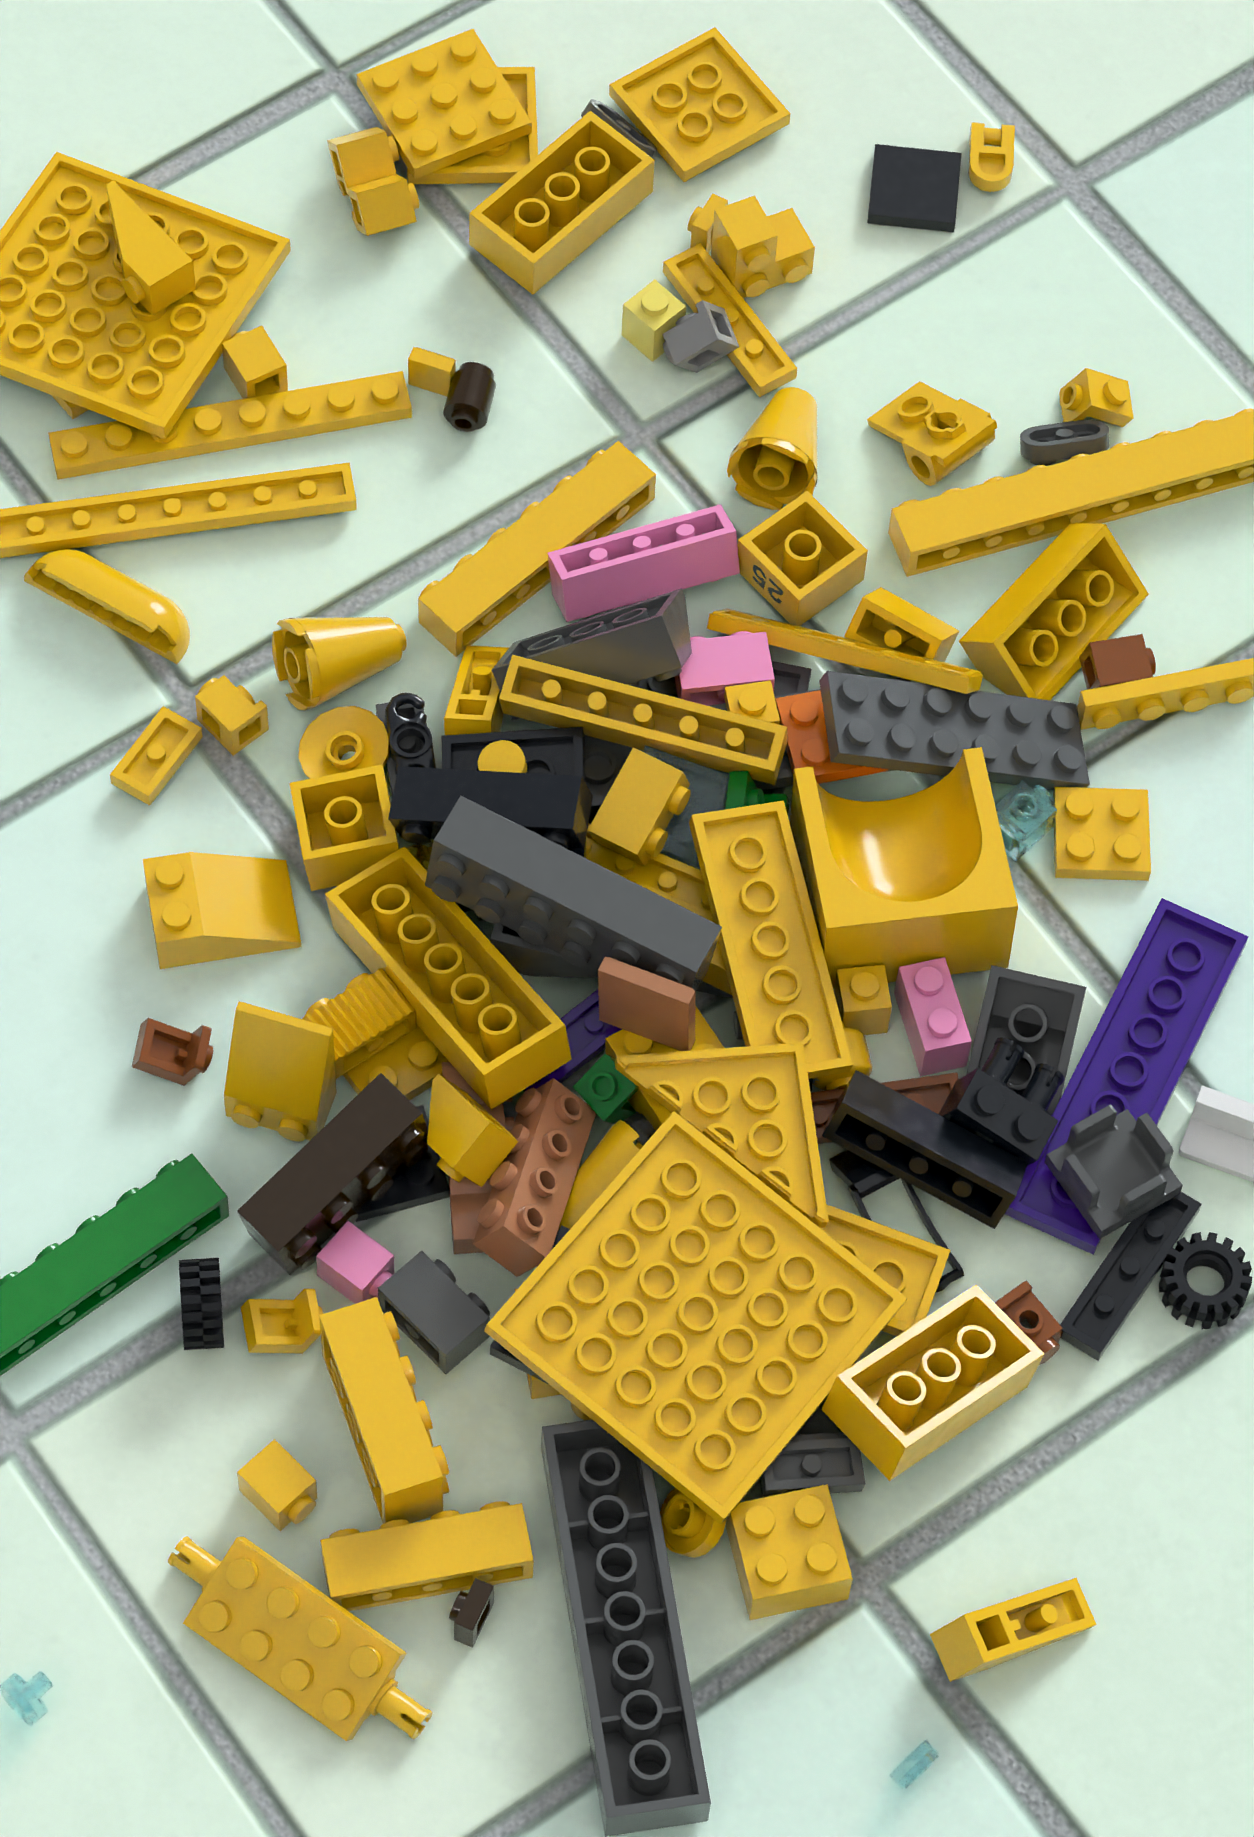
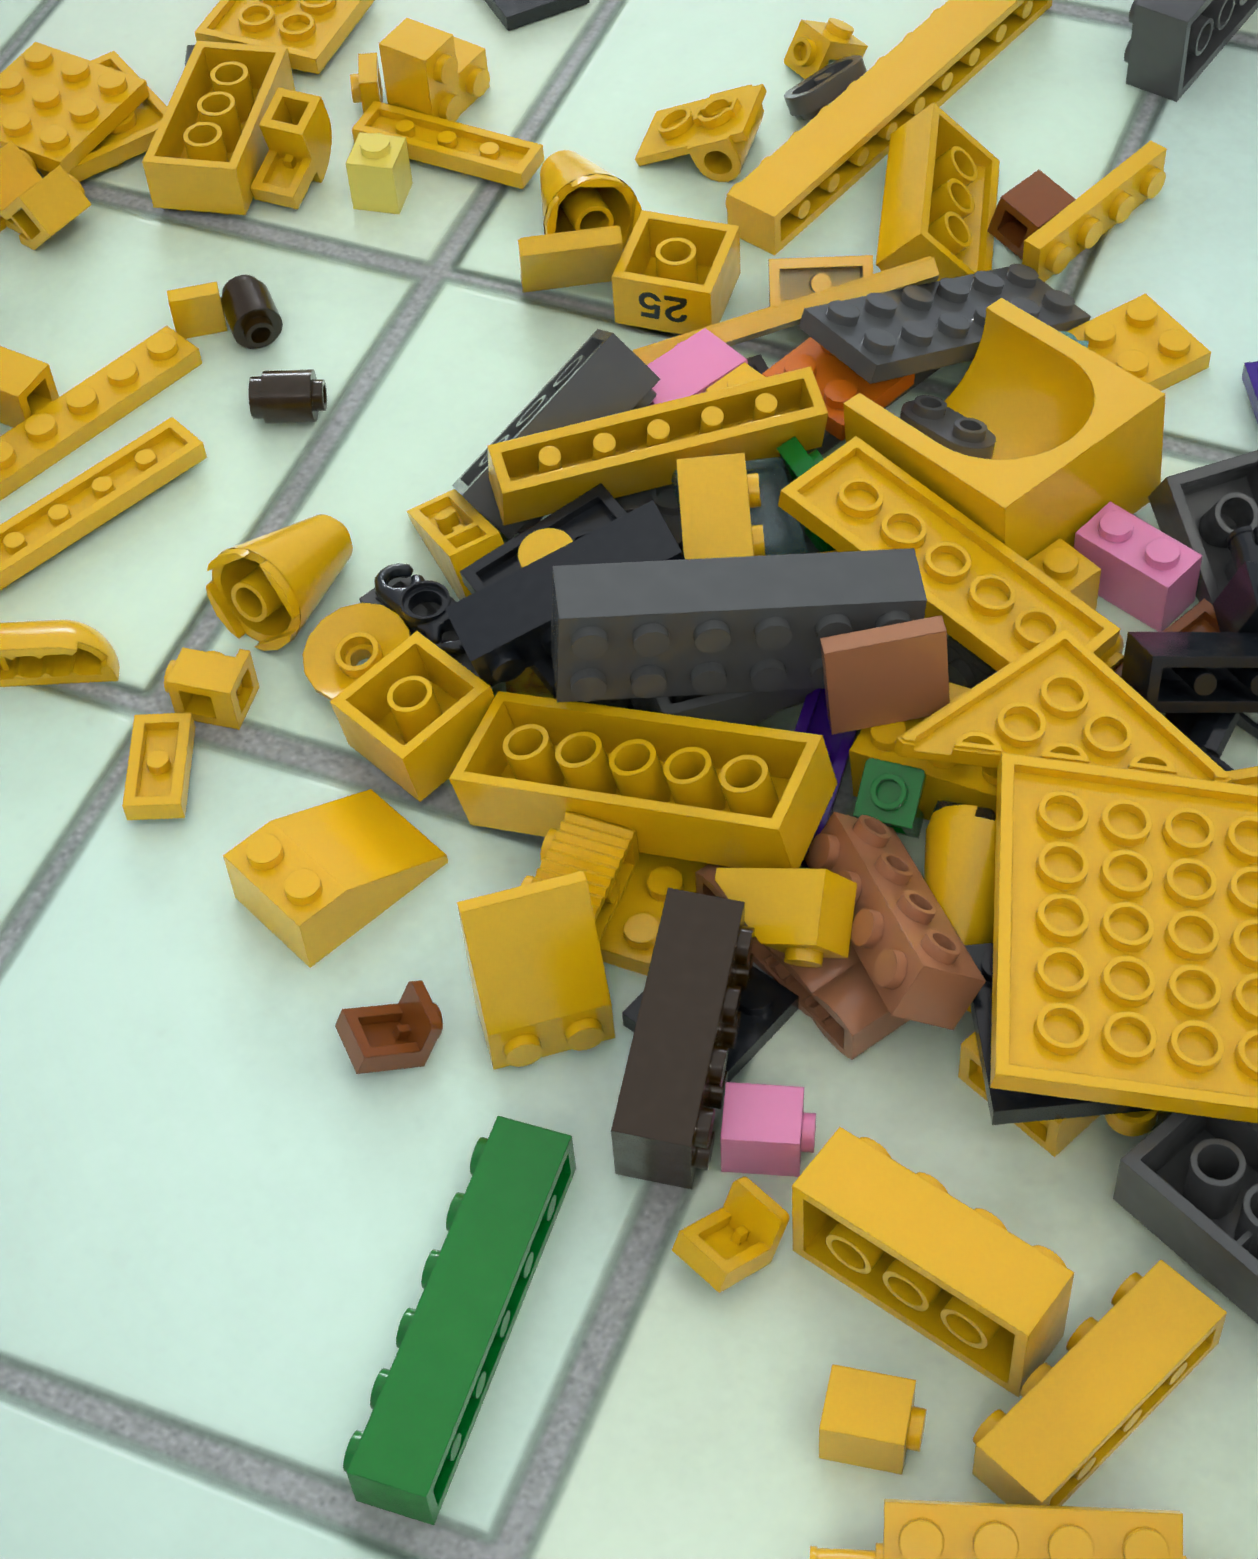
camera: 25 degrees left, 10 degrees down
(201, 1303) = (630, 1268): black tyre -> none
(435, 1311) = (903, 1115): dark grey brick -> none
(444, 493) = (287, 396): none -> dark brown brick
(471, 1611) = (1199, 1419): dark brown plate -> none
(515, 559) = (411, 398): yellow brick -> none
(606, 261) = (298, 145): none -> yellow brick
(643, 564) = (528, 348): bright pink brick -> none
(700, 338) = (435, 163): light grey brick -> none
(729, 497) = (569, 258): none -> yellow tile
(871, 820) = (949, 427): none -> dark grey plate

